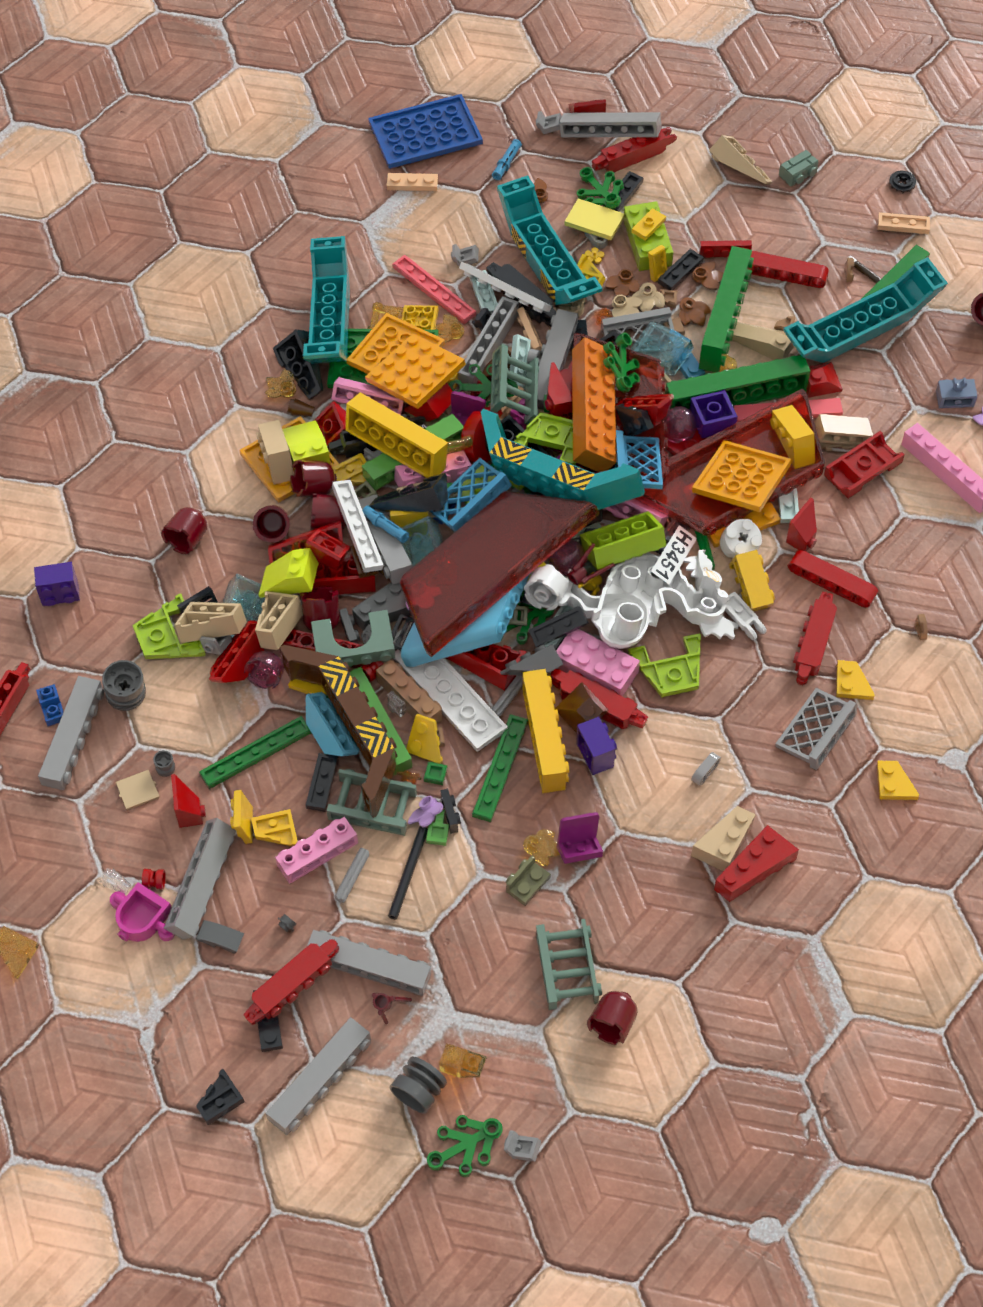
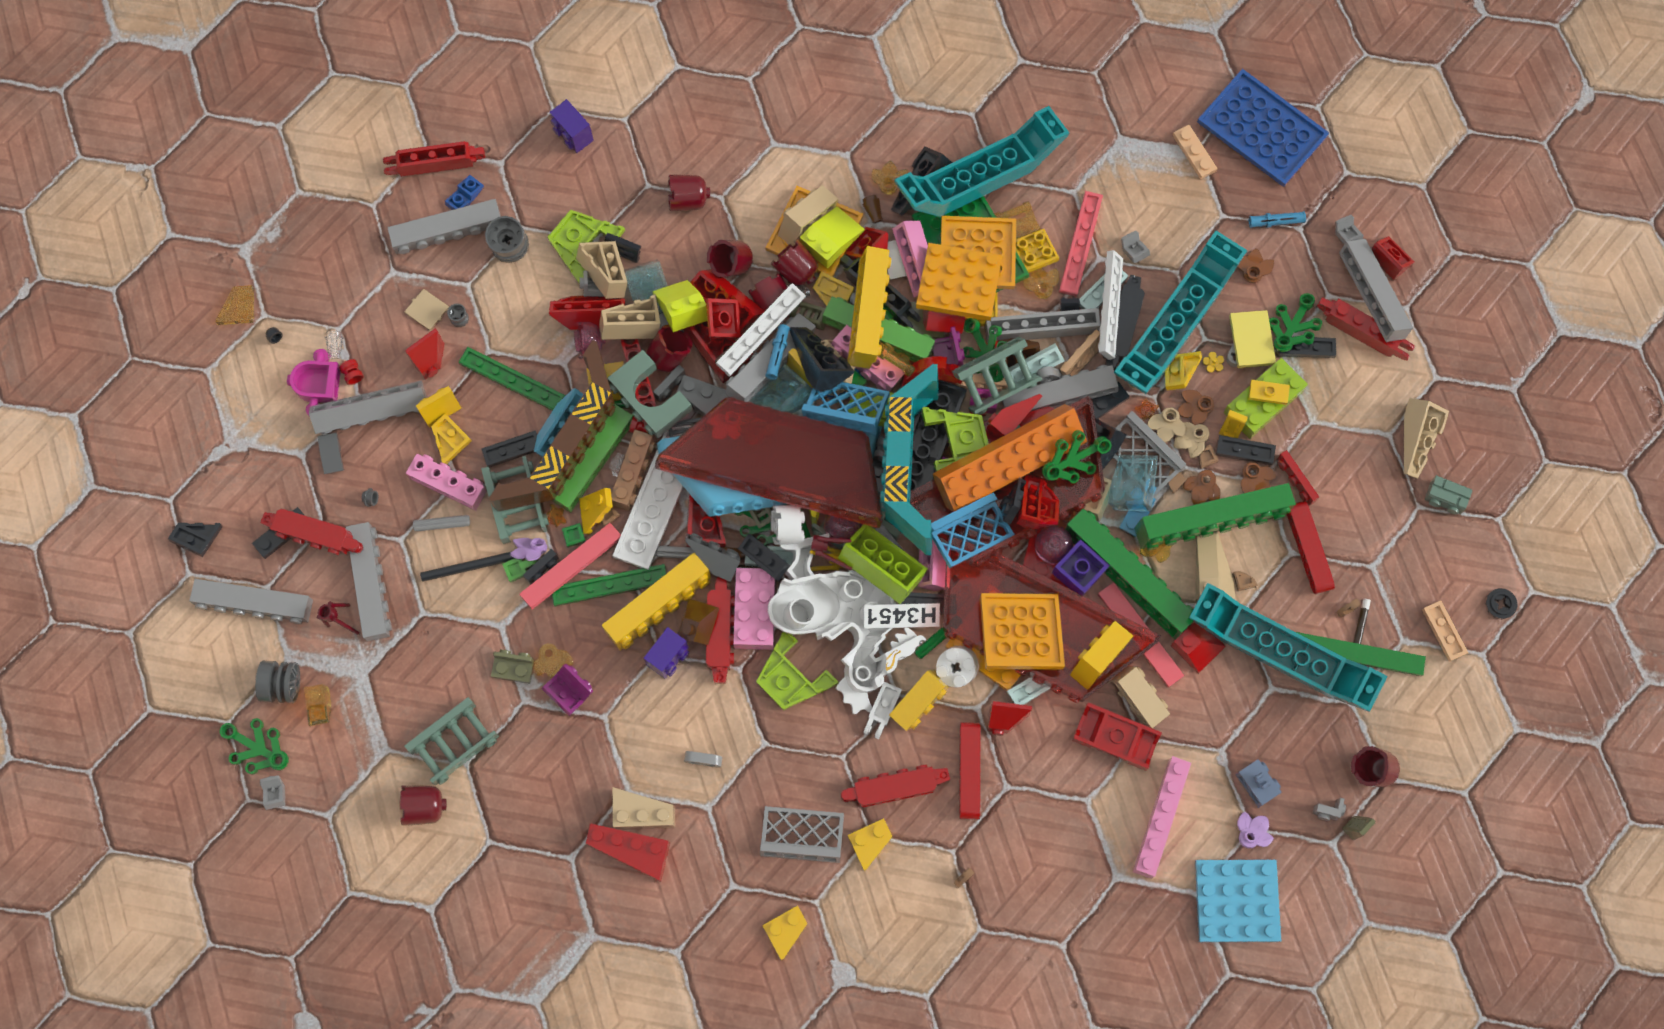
camera: 60 degrees right, 15 degrees up
(66, 930) = (273, 335): none -> black hinge
(464, 787) = (570, 566): none -> coral tile

